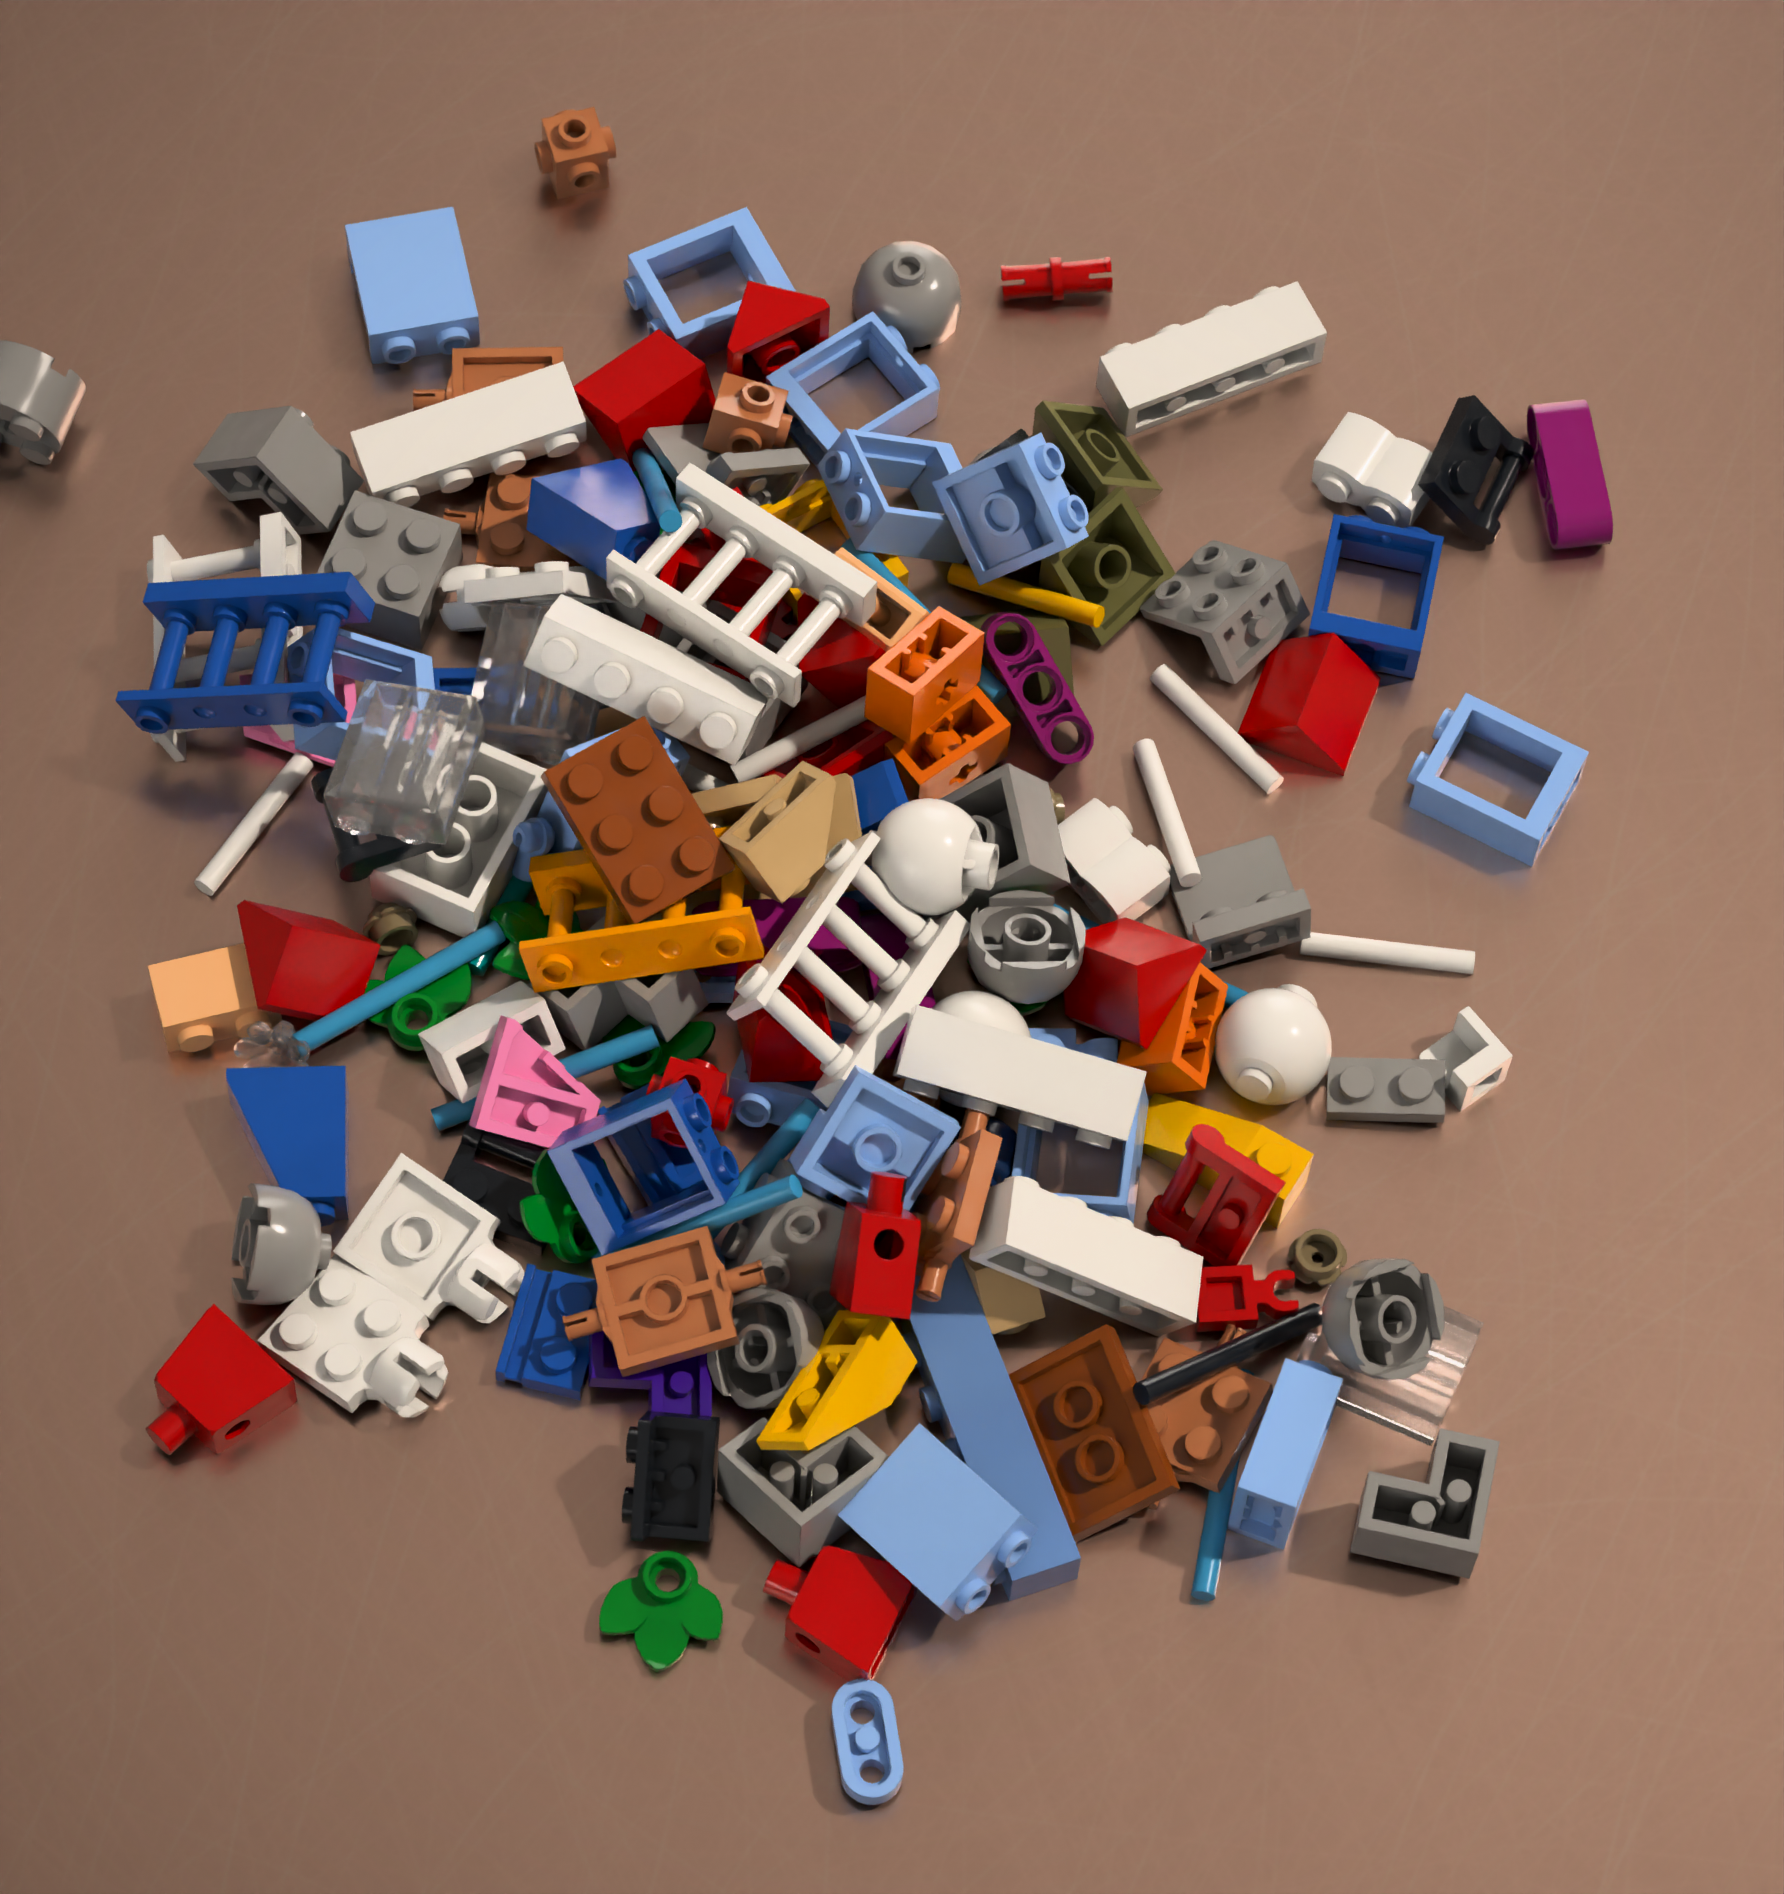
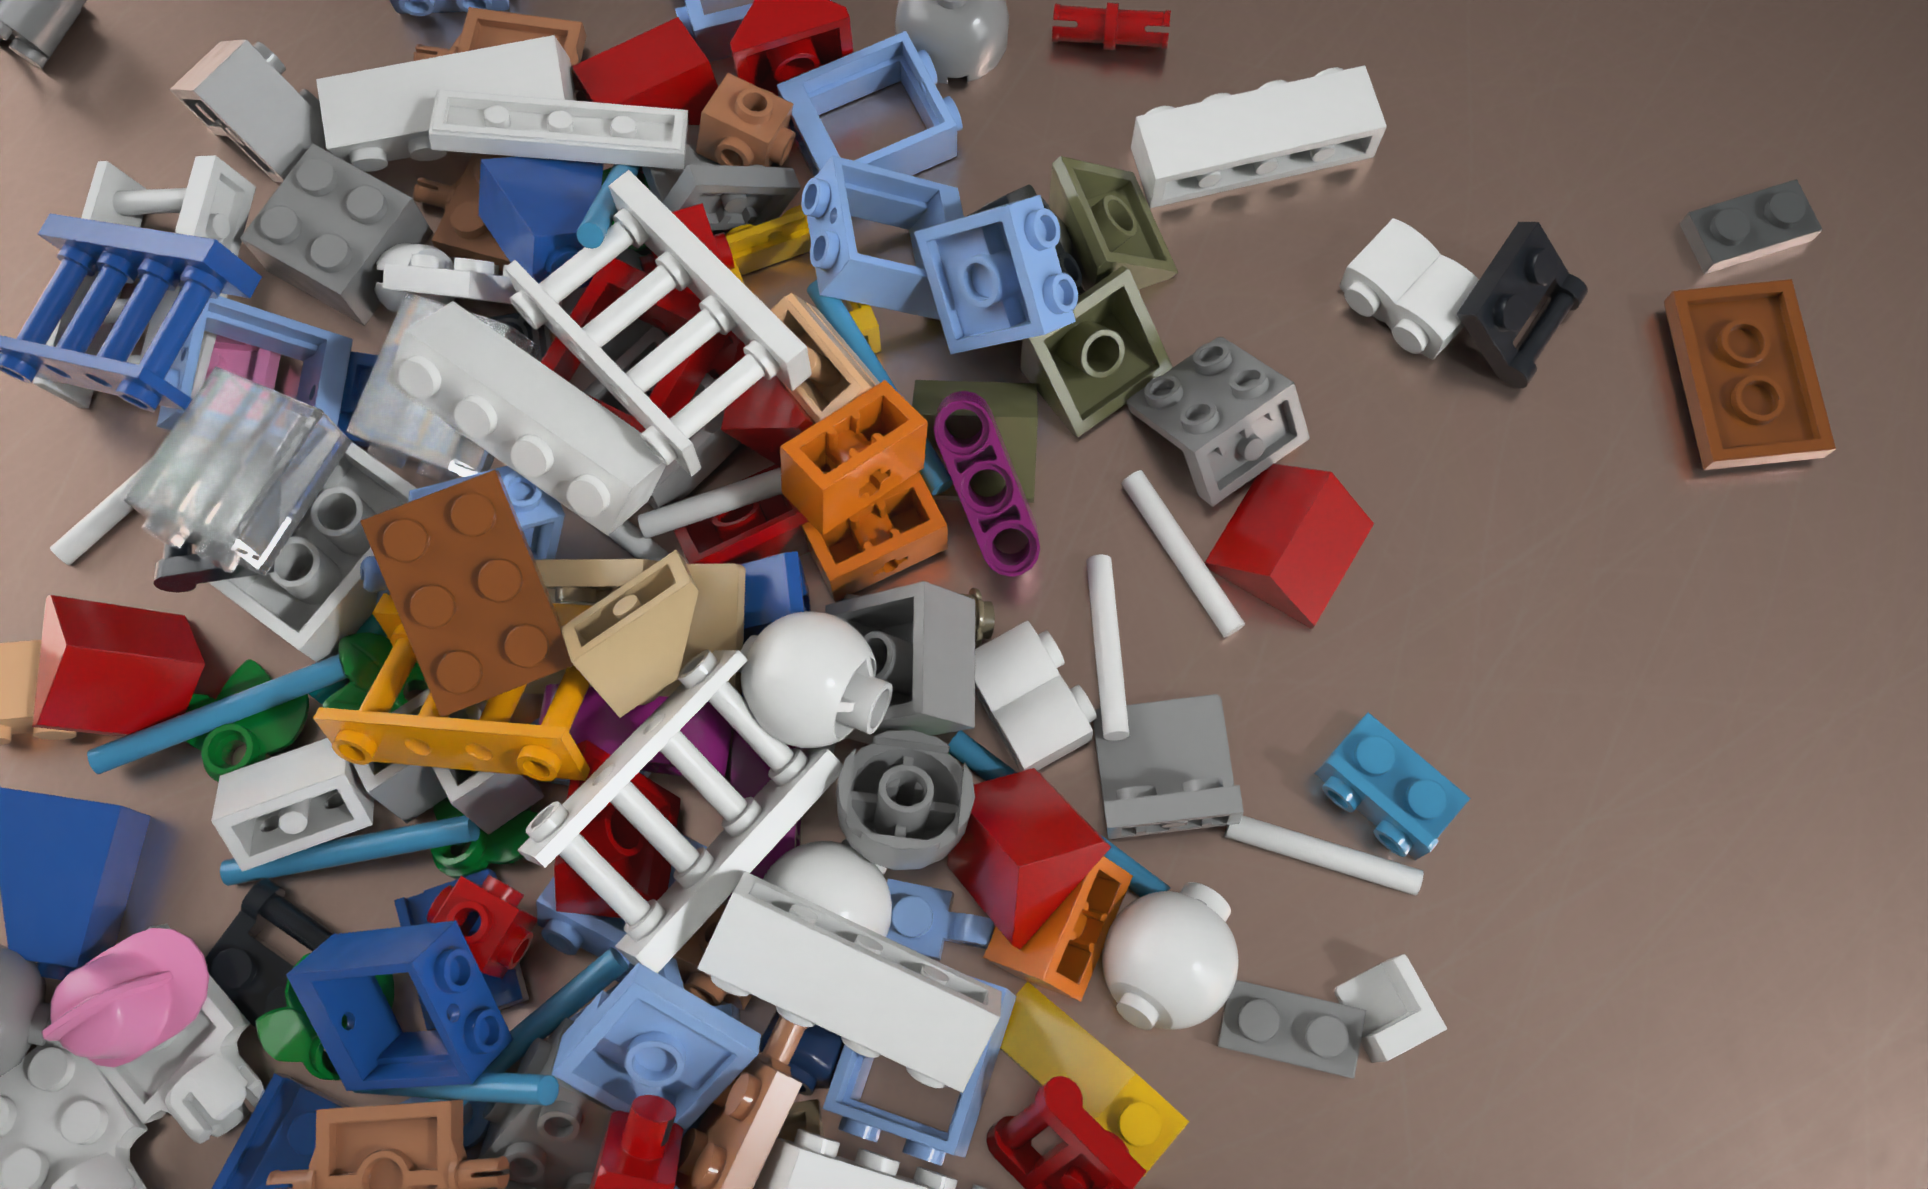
camera: 15 degrees right, 10 degrees up
(272, 1047) = (69, 764): clear plant -> none
(391, 927) = (236, 638): dark tan plate -> none
(400, 1212) = (130, 997): none -> bright pink piece
(528, 1090) = (317, 875): bright pink wing -> none
(590, 443) = (558, 129): none -> white tile
(1029, 596) = (1014, 376): yellow bar -> none
(1408, 548) = (1422, 379): blue window -> none
(1434, 890) = (1391, 788): none -> dark azure bracket
(1478, 817) = (1498, 744): light blue window -> none
(1569, 474) = (1623, 325): magenta beam -> none
(1671, 373) = (1750, 226): none -> dark grey plate
(1686, 500) = (1748, 374): none -> dark orange plate

